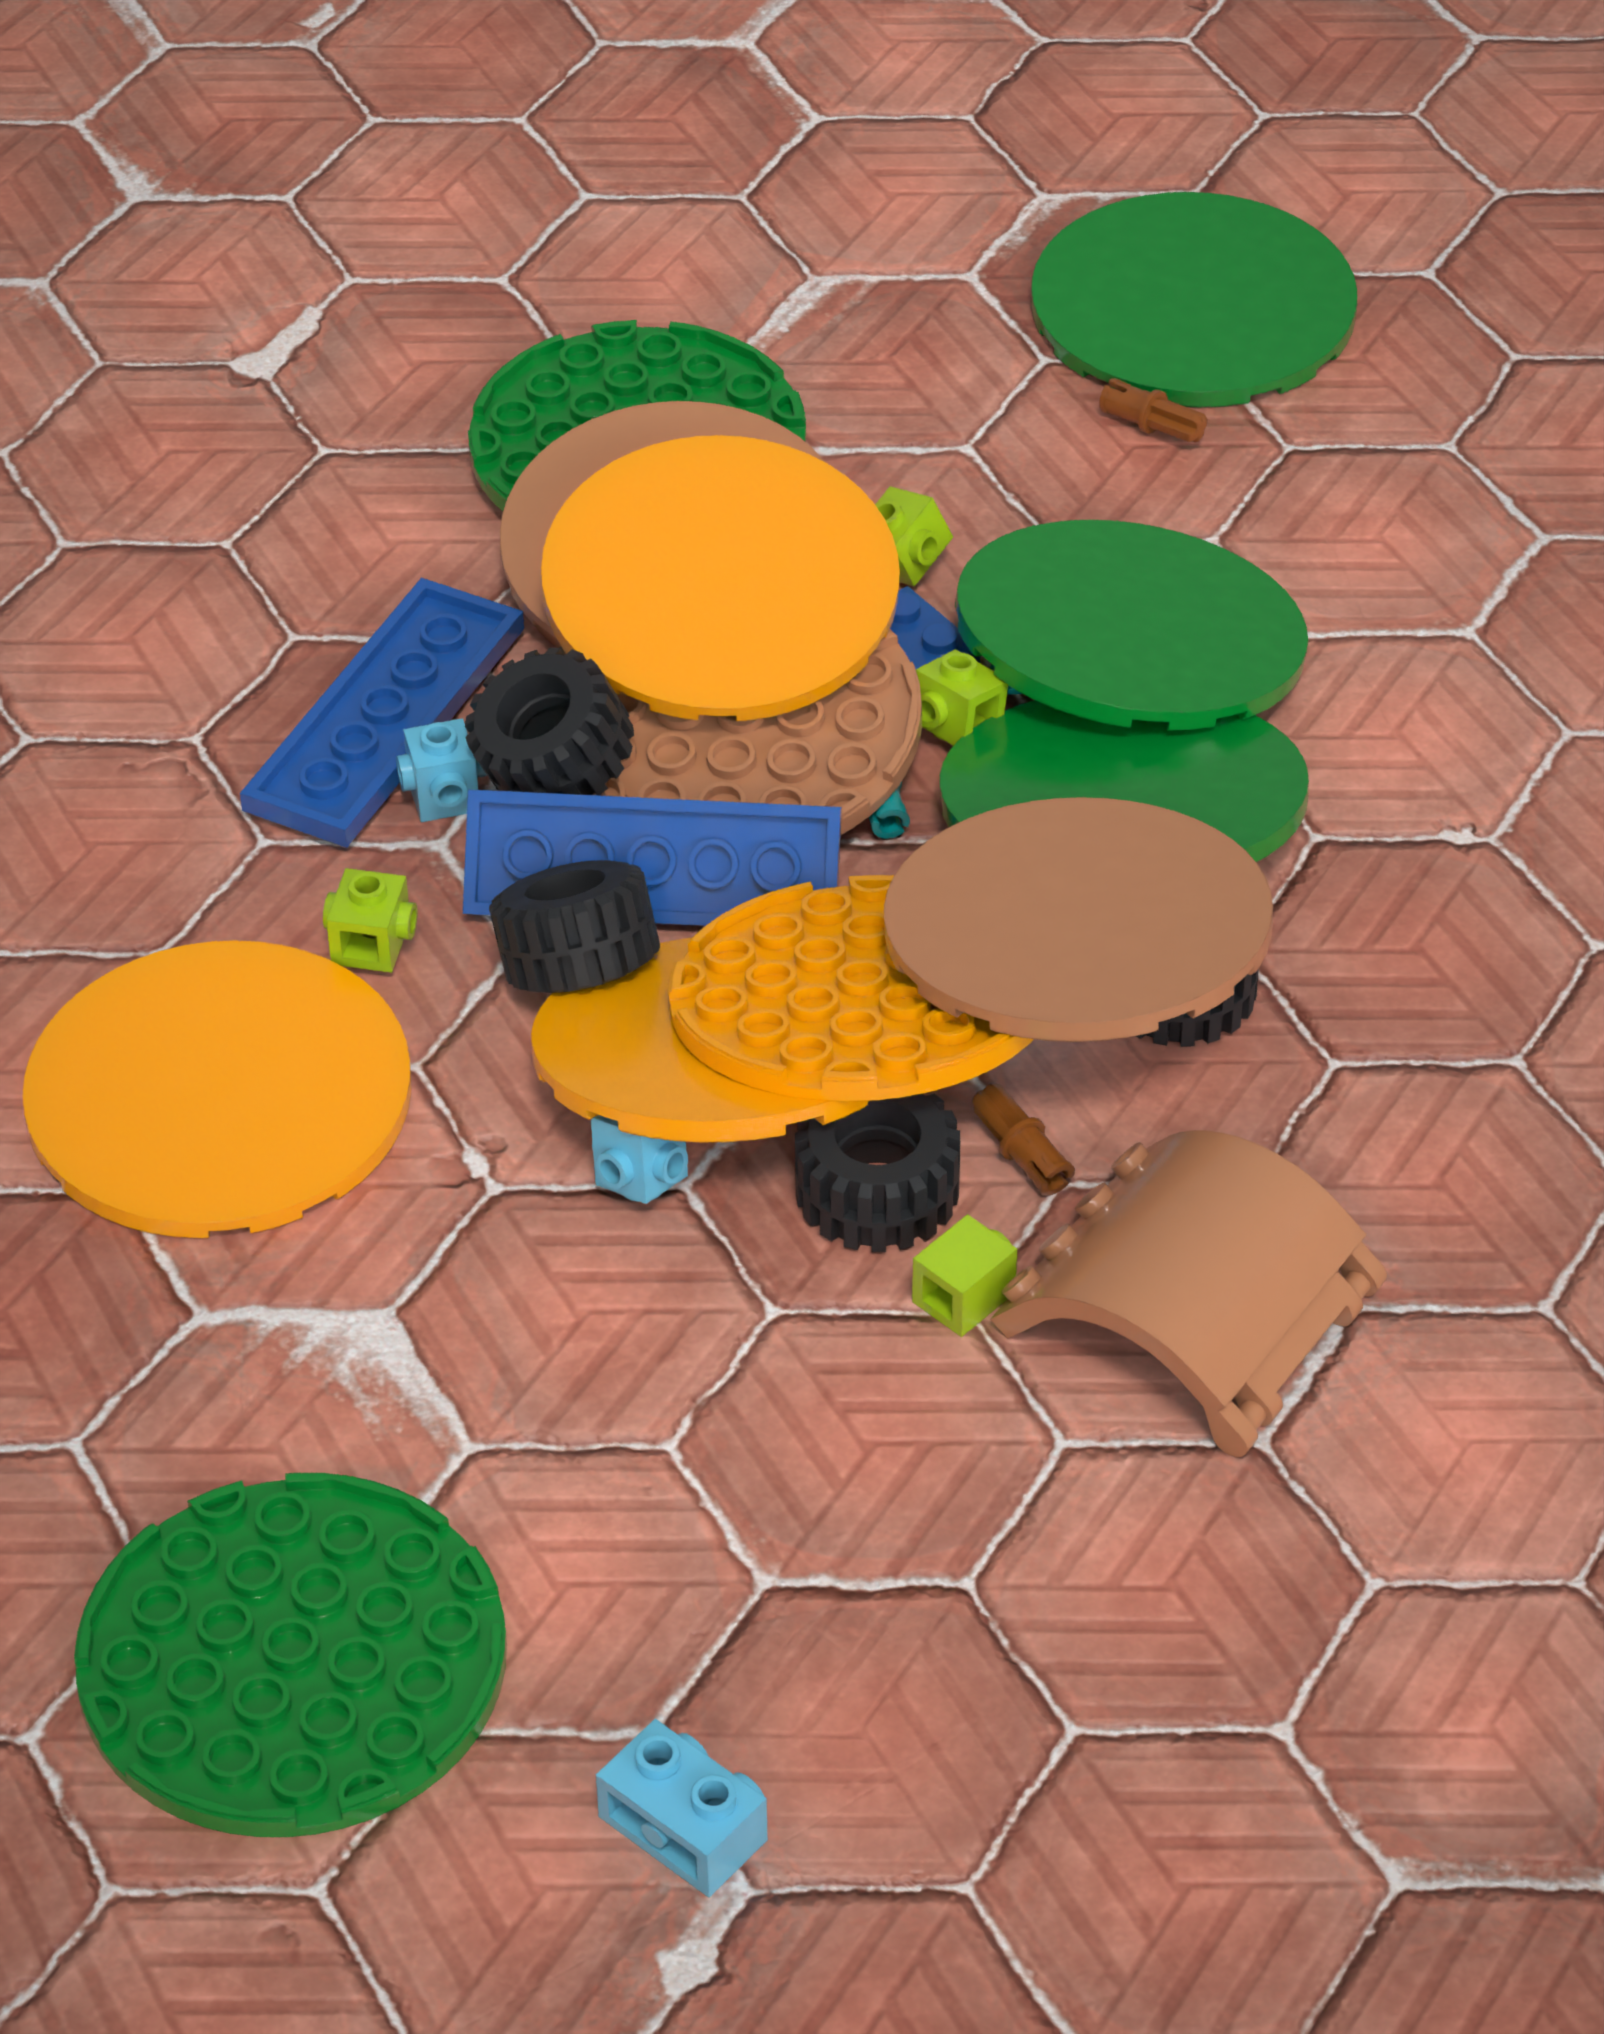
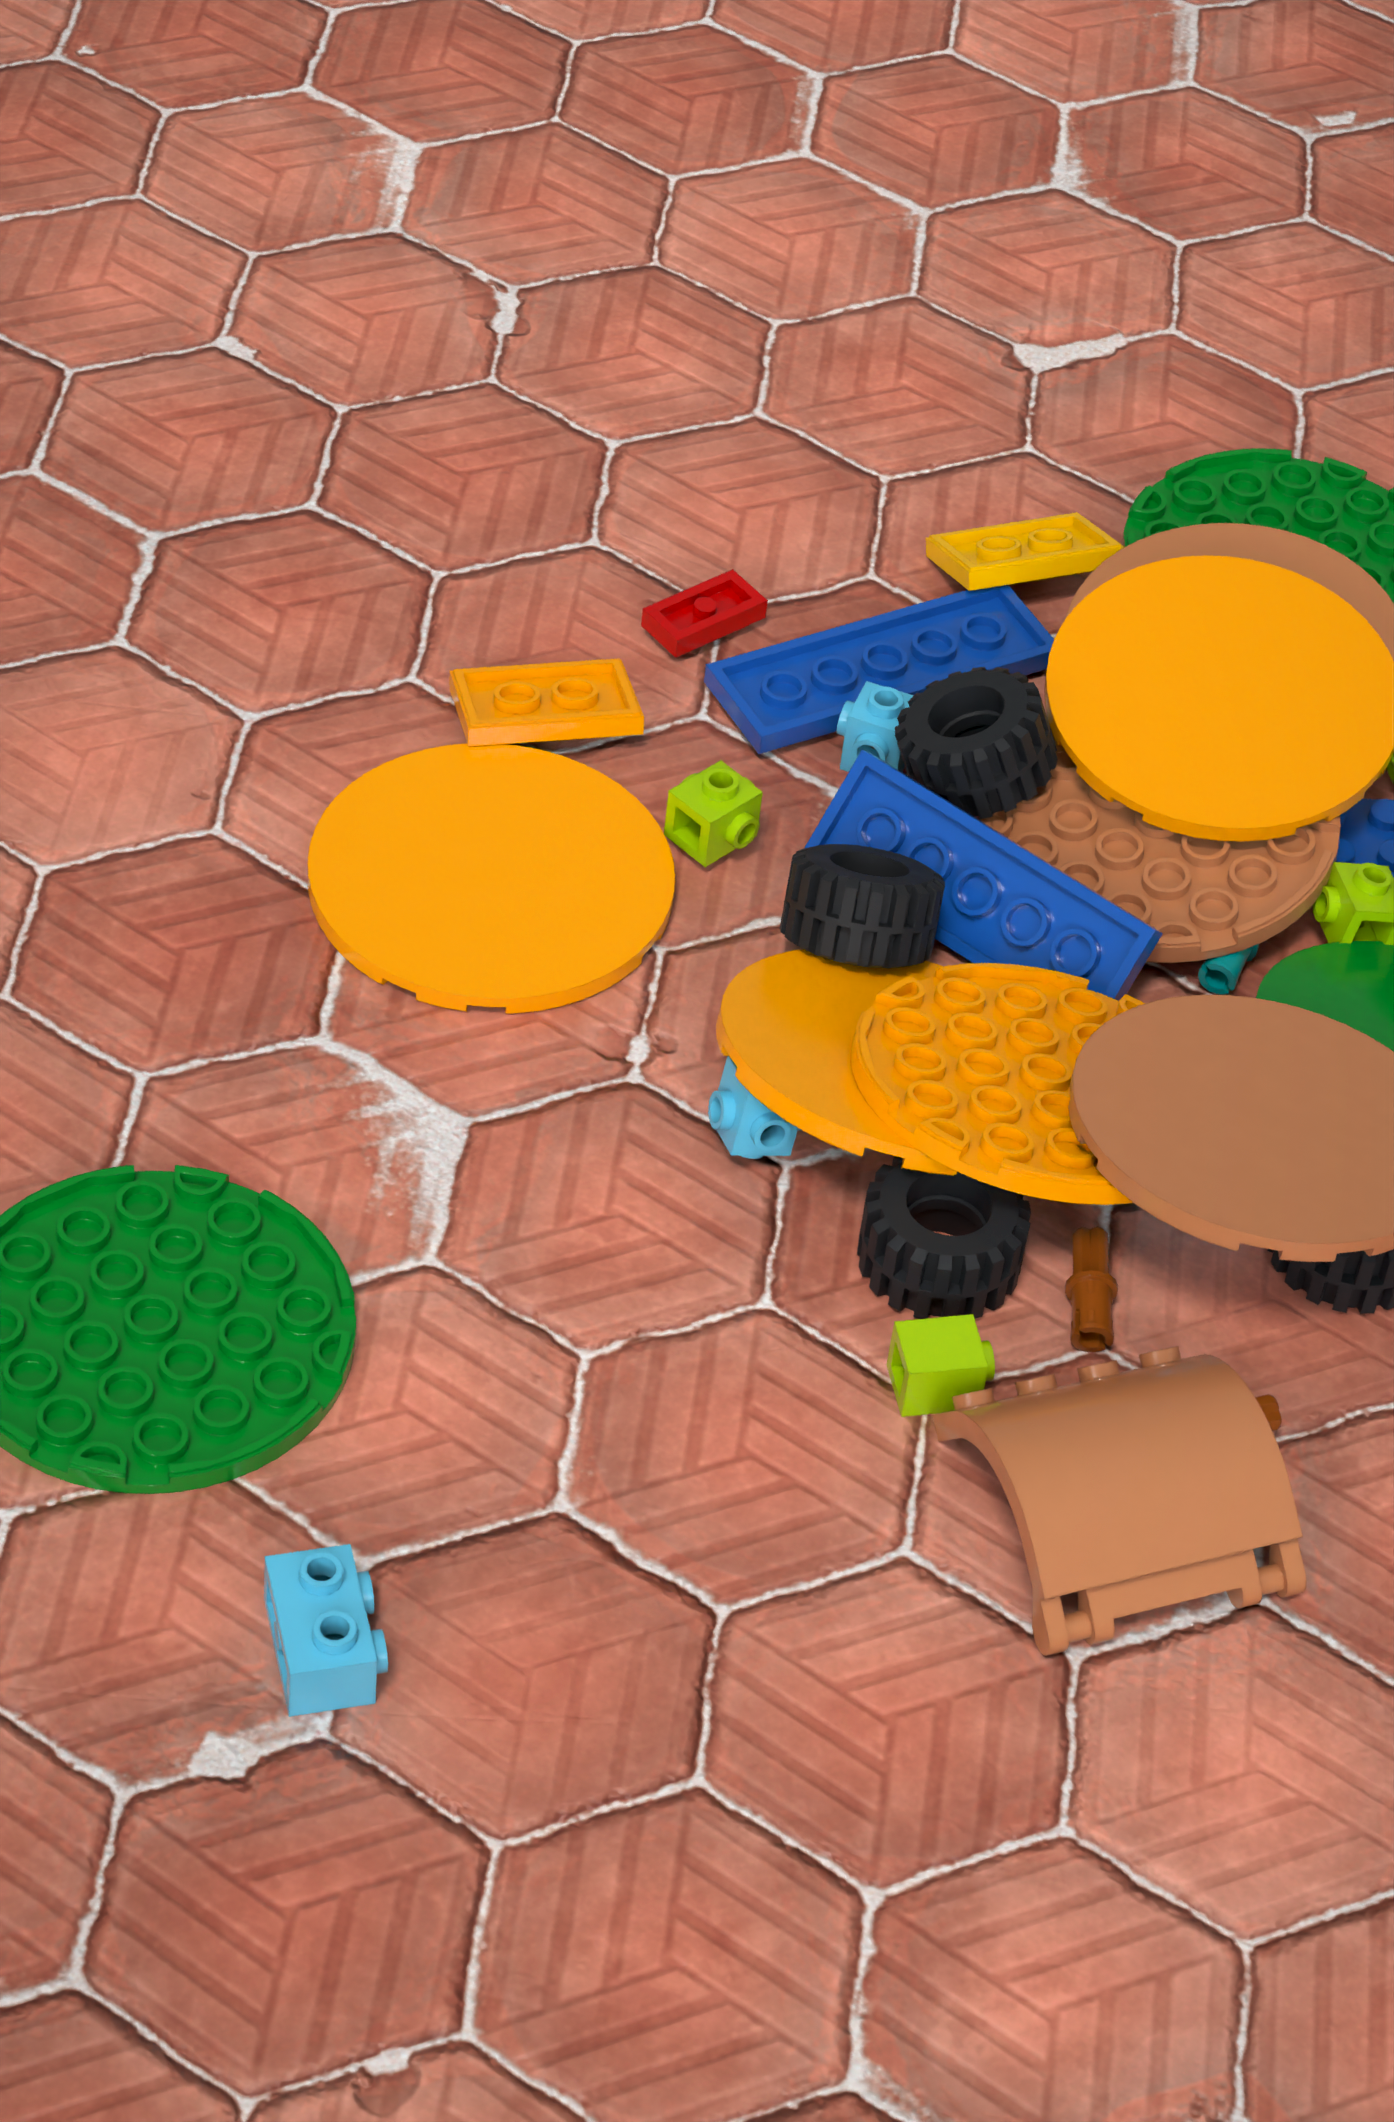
camera: 30 degrees right, 0 degrees up
(126, 906) = (545, 702): none -> light orange tile
(191, 749) = (704, 613): none -> red plate
(413, 544) = (1021, 551): none -> yellow tile

